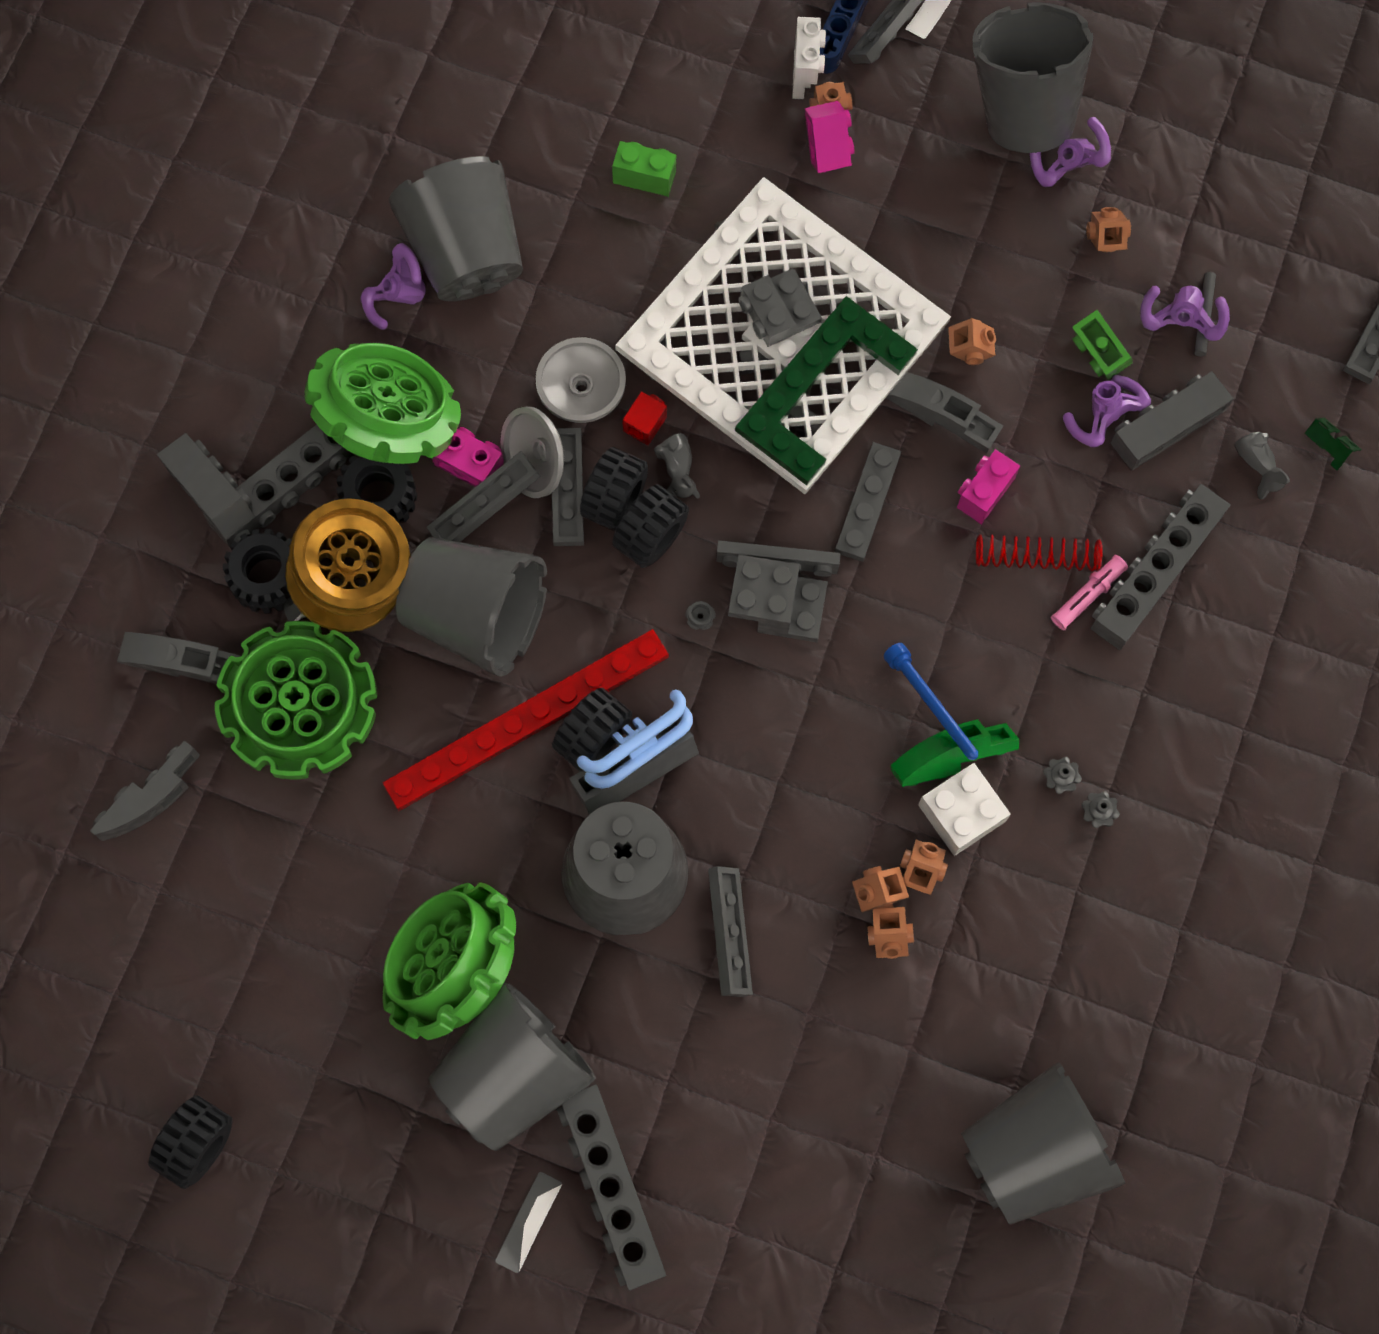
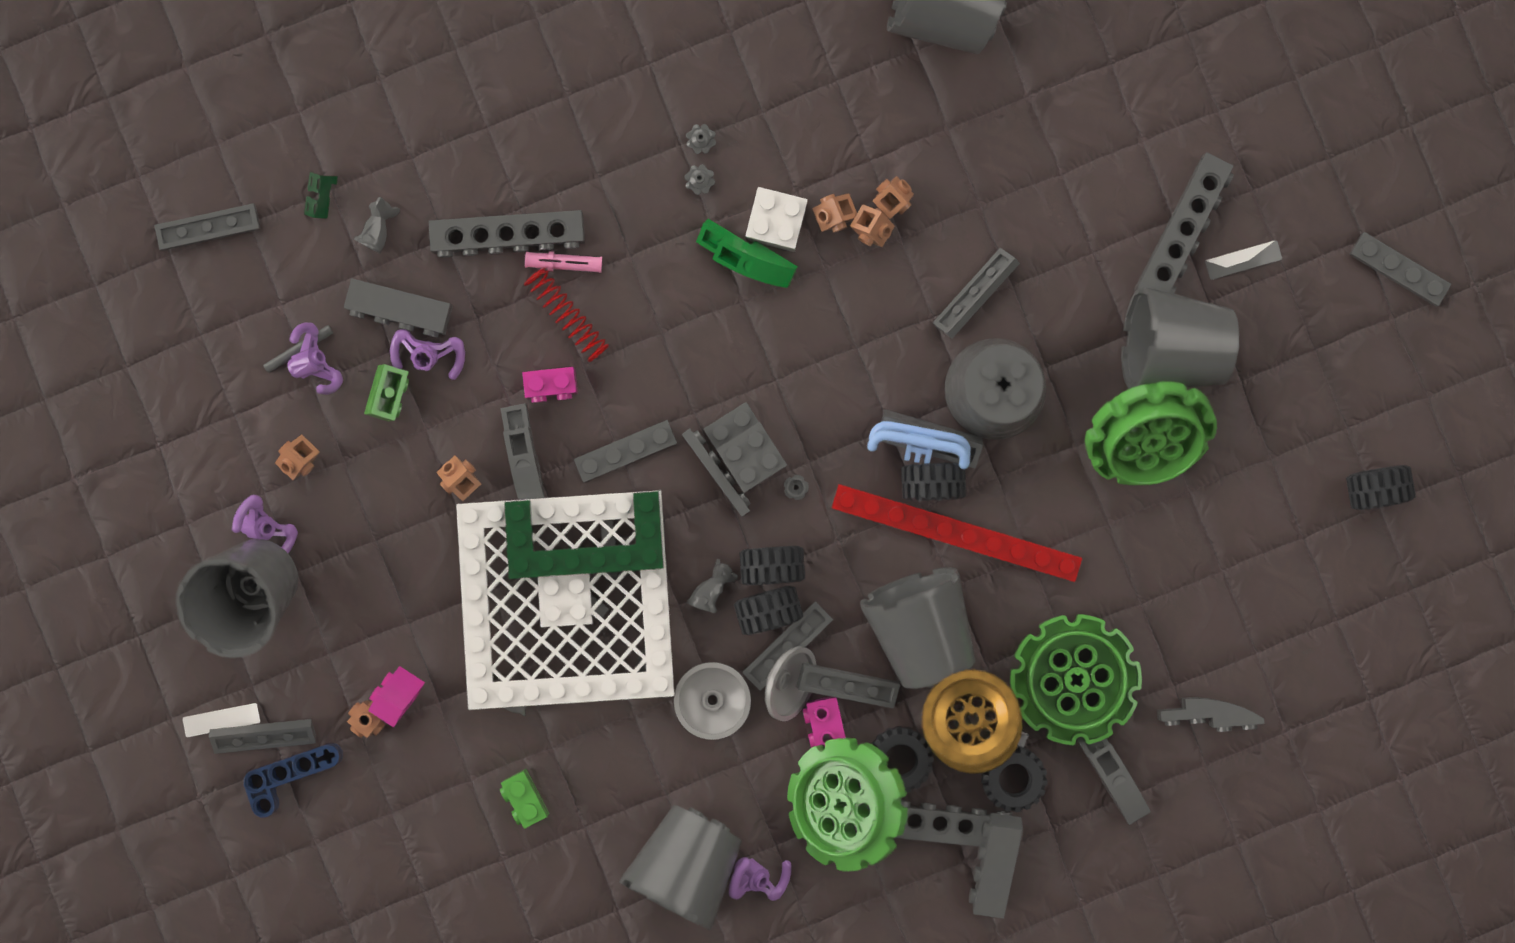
camera: 125 degrees left, 15 degrees up
(645, 417) = (697, 639): red brick -> none
(778, 306) = (555, 614): dark grey plate -> none
(807, 54) = (353, 759): white plate -> none
(899, 658) = (714, 340): blue piece -> none

